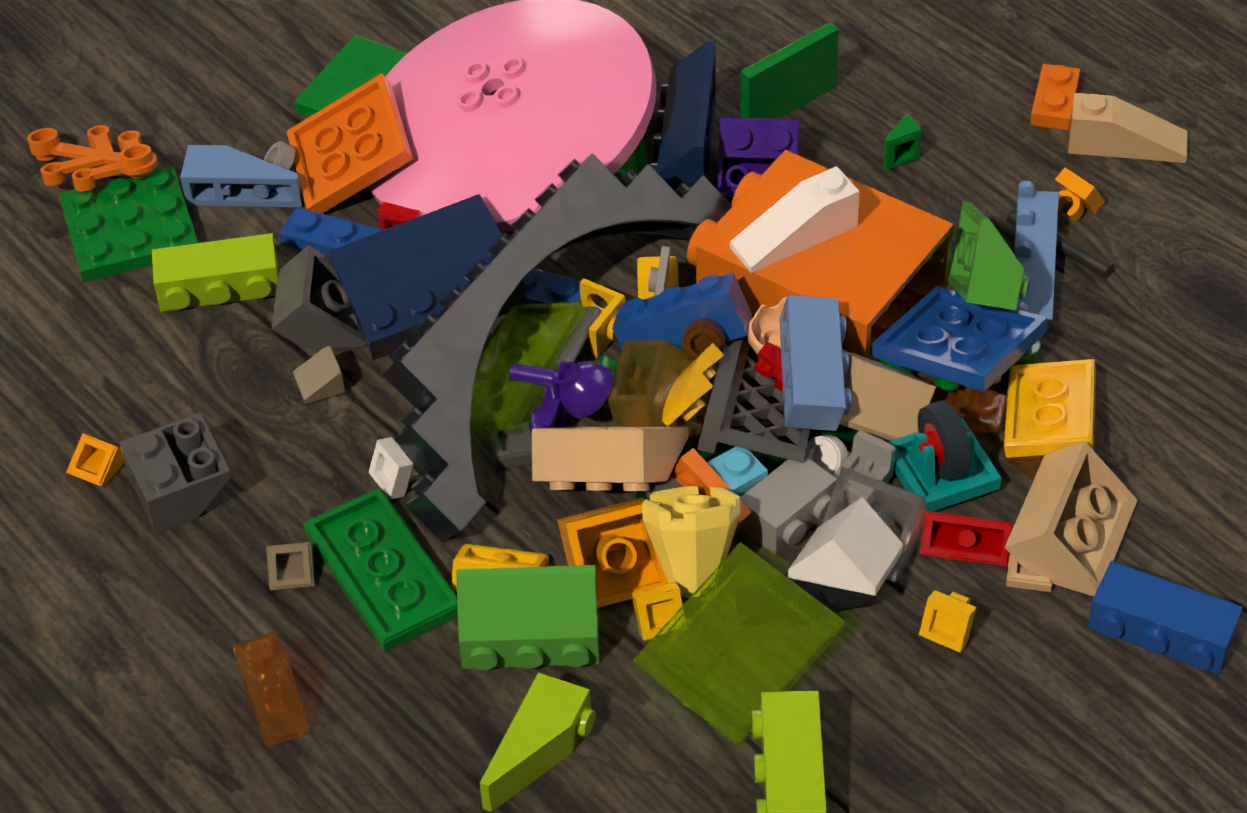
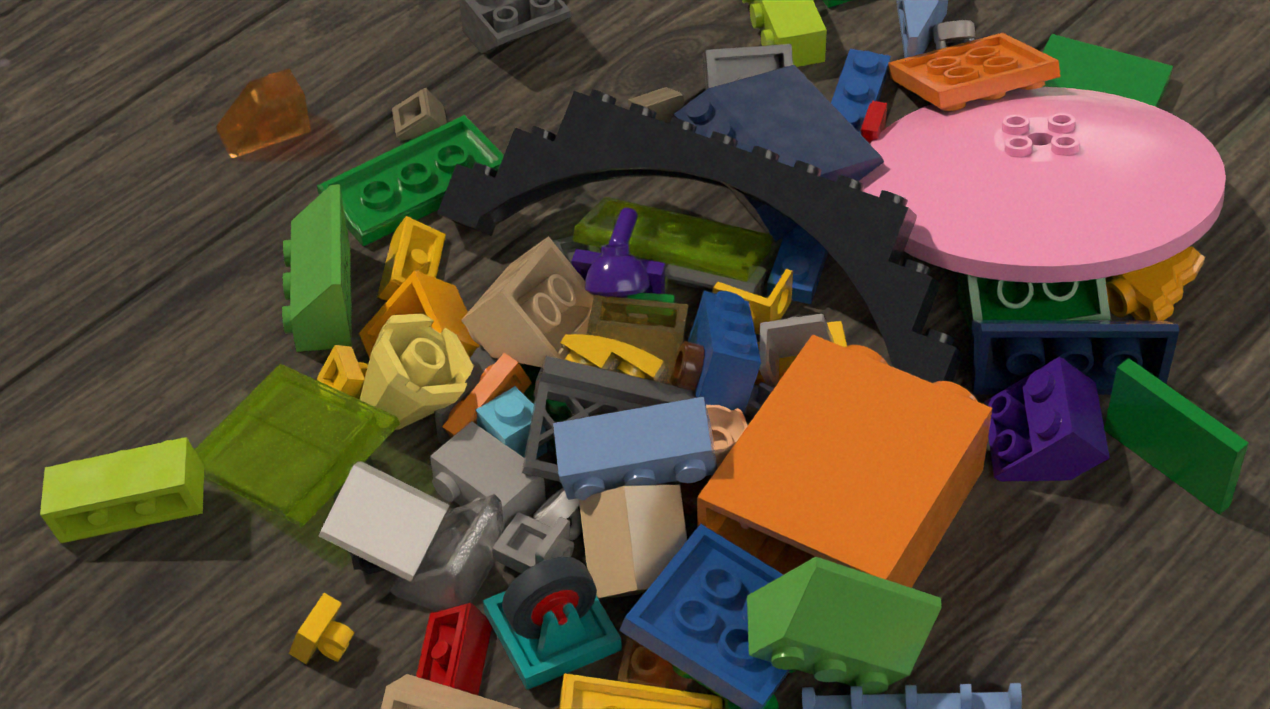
camera: 85 degrees right, 0 degrees up
(538, 739) = (196, 301): lime slope -> none
(799, 220) = (849, 416): white slope -> none
(902, 143) = (1103, 572): green slope -> none

